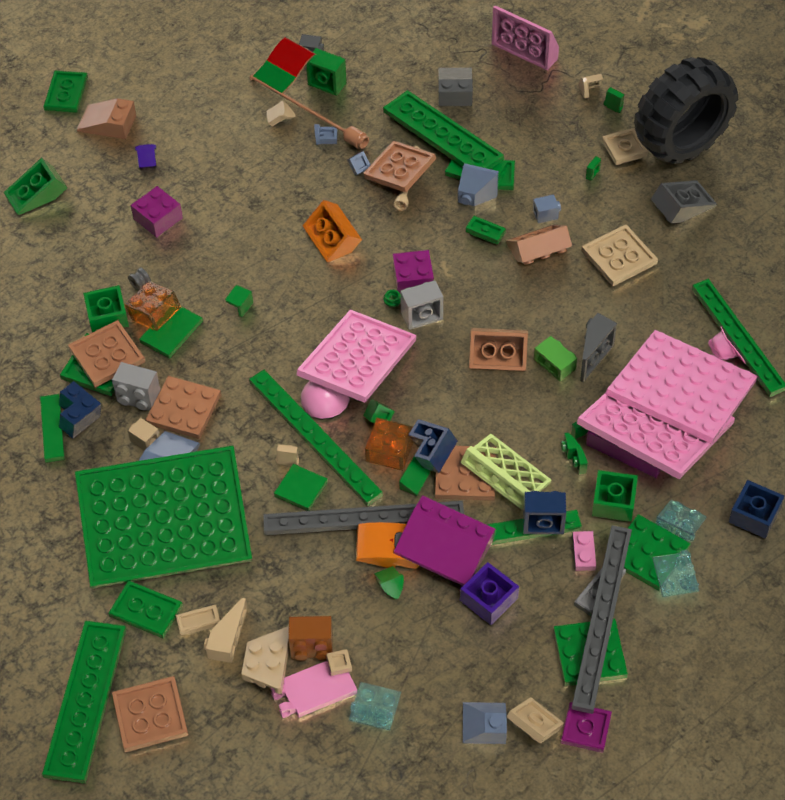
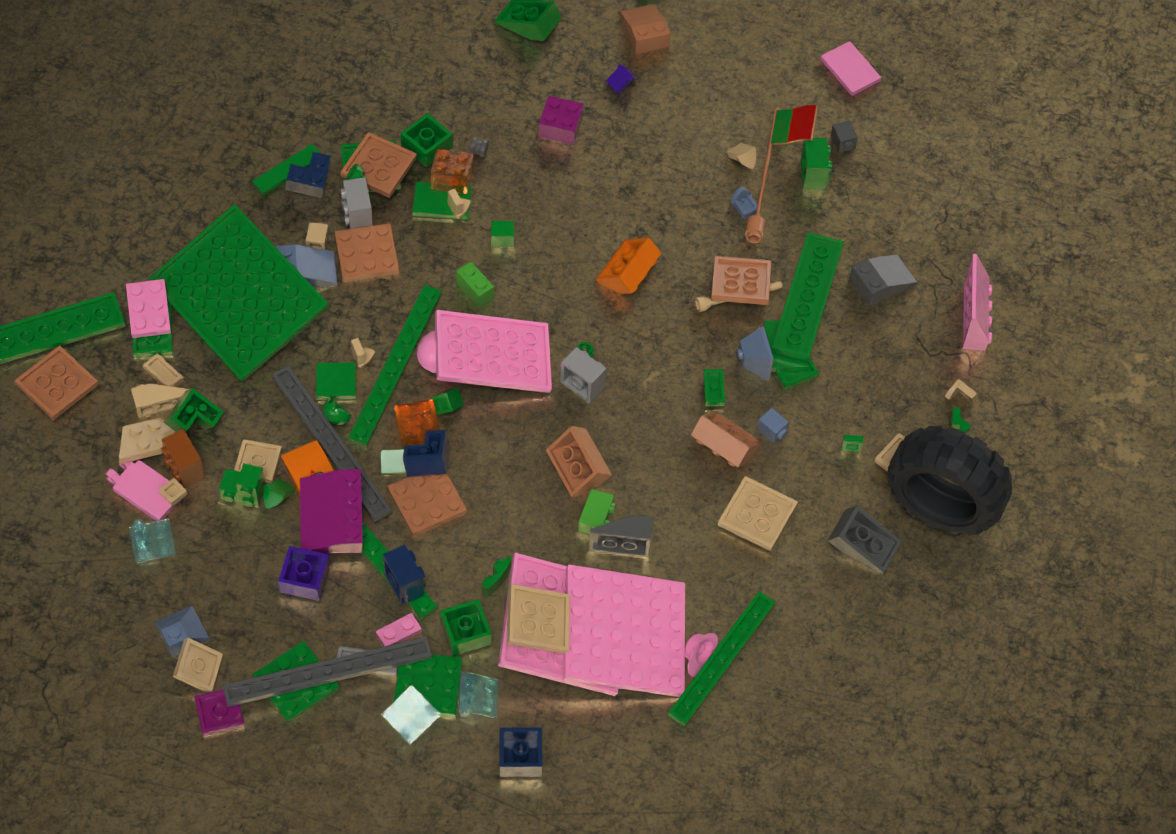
camera: 55 degrees right, 5 degrees up
(108, 369) = (355, 172): none -> green tile
(125, 598) = (148, 308): none -> bright pink plate
(188, 316) = (457, 205): none -> tan tile
(248, 16) = (850, 68): none -> bright pink tile
(267, 606) = (193, 408): none -> green brick
(277, 342) = (475, 285): none -> bright green brick
(337, 499) = (335, 413): none -> green hair
(346, 582) = (260, 455): none -> tan plate
(358, 163) = (725, 246): sand blue plate -> none
(370, 602) = (243, 486): none -> green brick
(412, 269) = (621, 352): magenta brick -> none
(499, 477) = (428, 519): yellowish green fence -> none
(652, 429) = (538, 619): none -> tan plate

